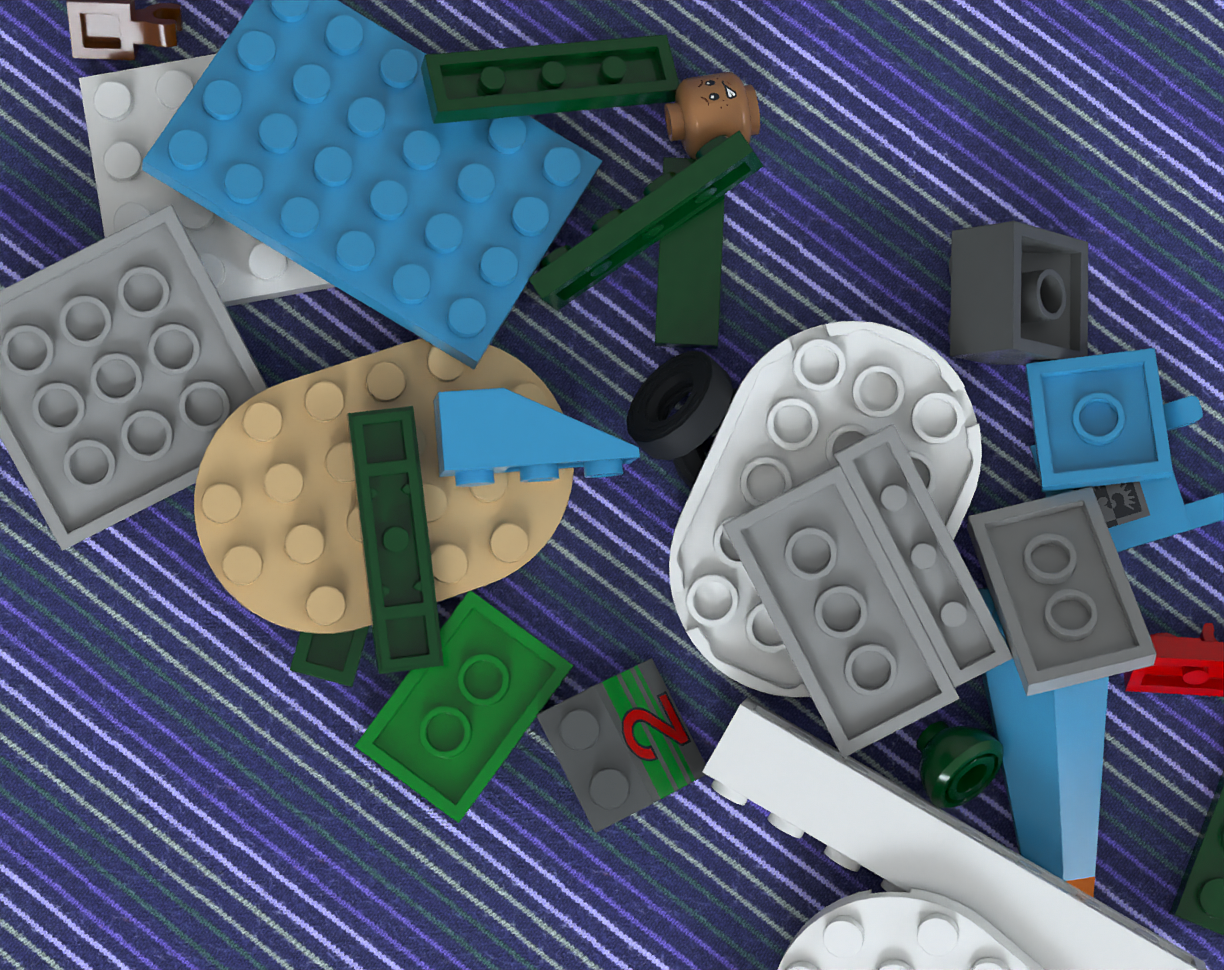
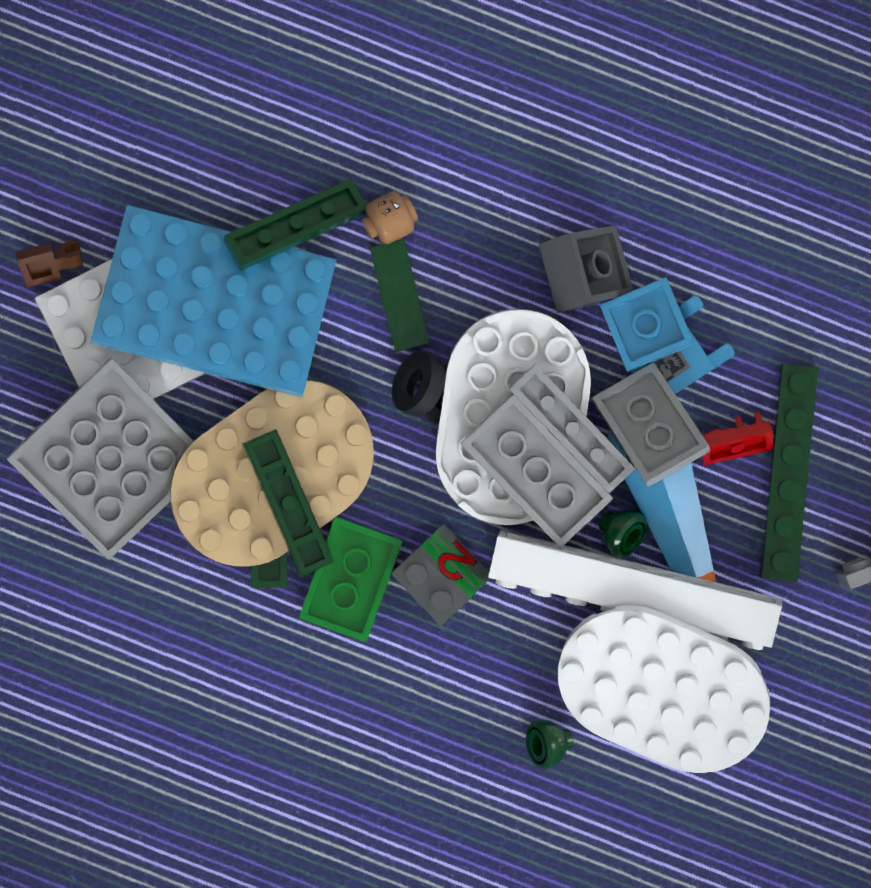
camera: 20 degrees left, 5 degrees up
(506, 432) = (330, 427): dark azure slope -> none
(626, 233) = (361, 298): dark green plate -> none

